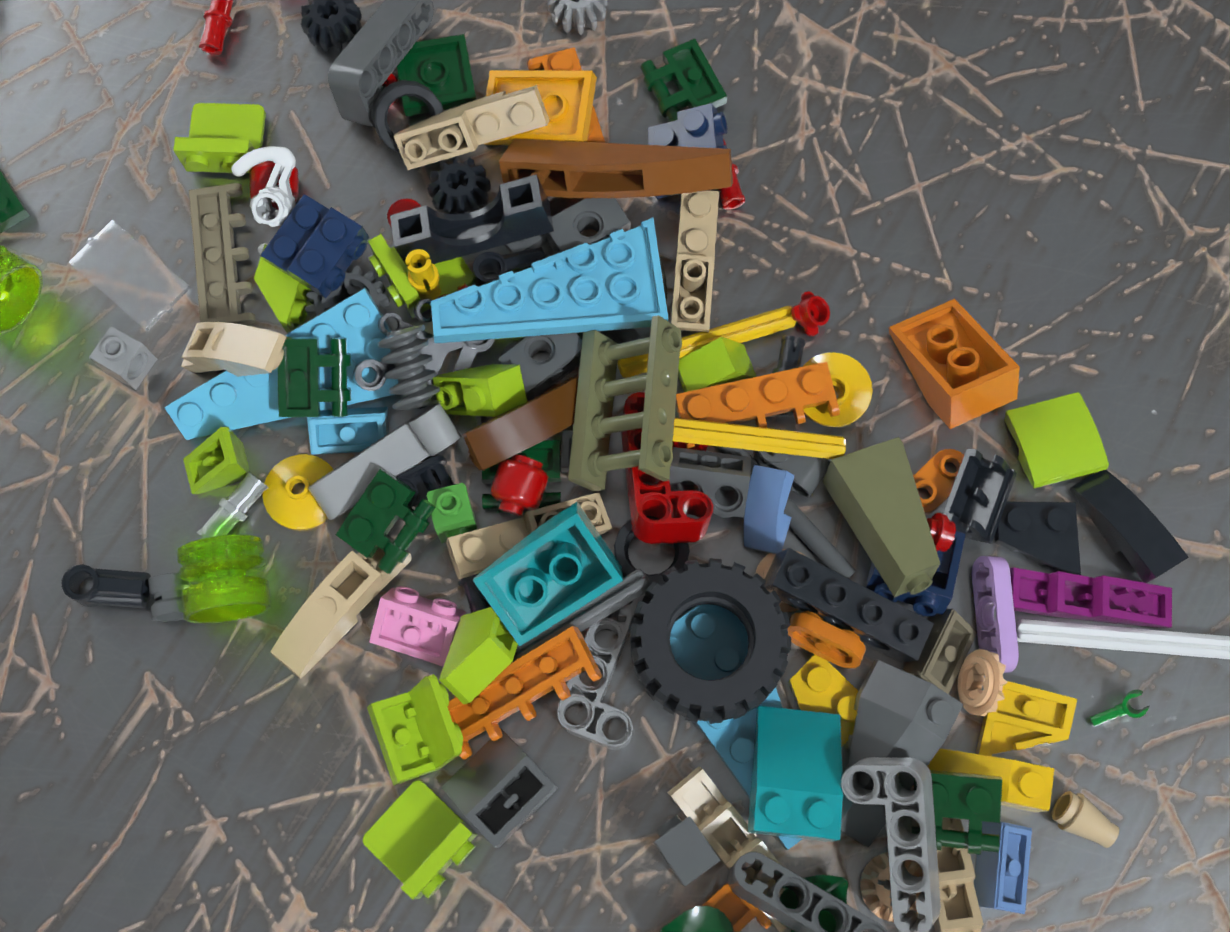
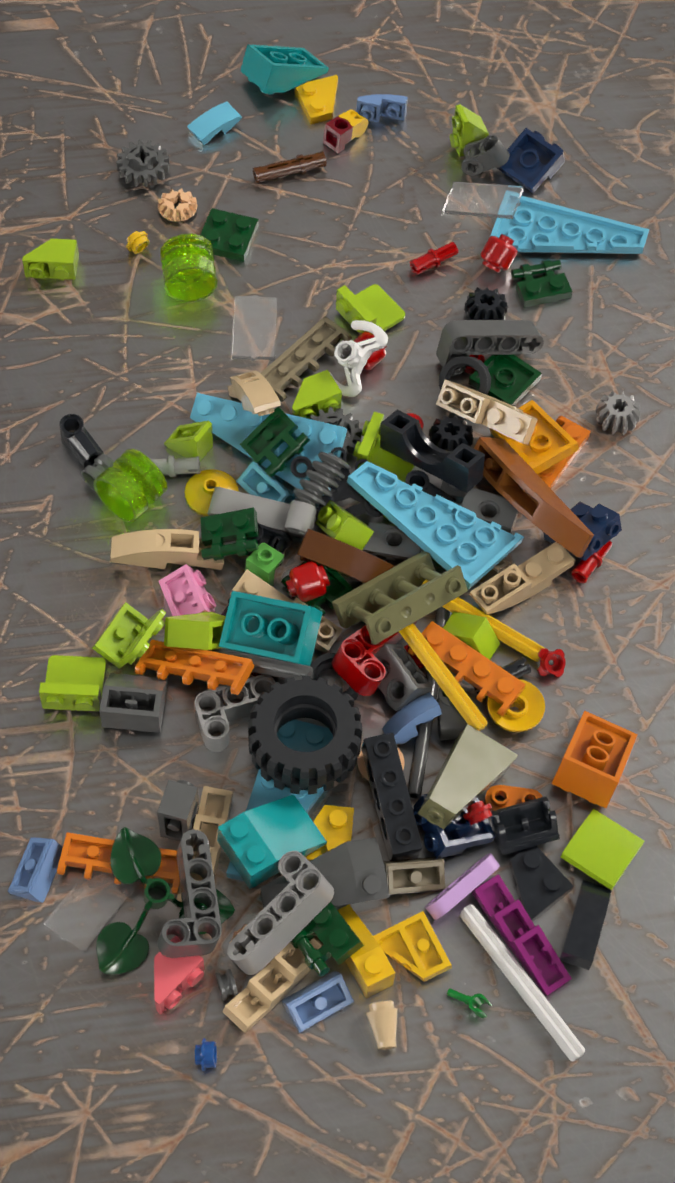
camera: 45 degrees right, 15 degrees down
(123, 357) = (206, 356): light grey brick -> none
(316, 246) = (348, 390): dark blue plate -> none
(423, 276) = (380, 449): yellow pin -> none
(691, 74) = (634, 499): dark green plate -> none
(825, 640) = (362, 802): orange plate -> none
(971, 679) = (413, 903): light nougat gear -> none

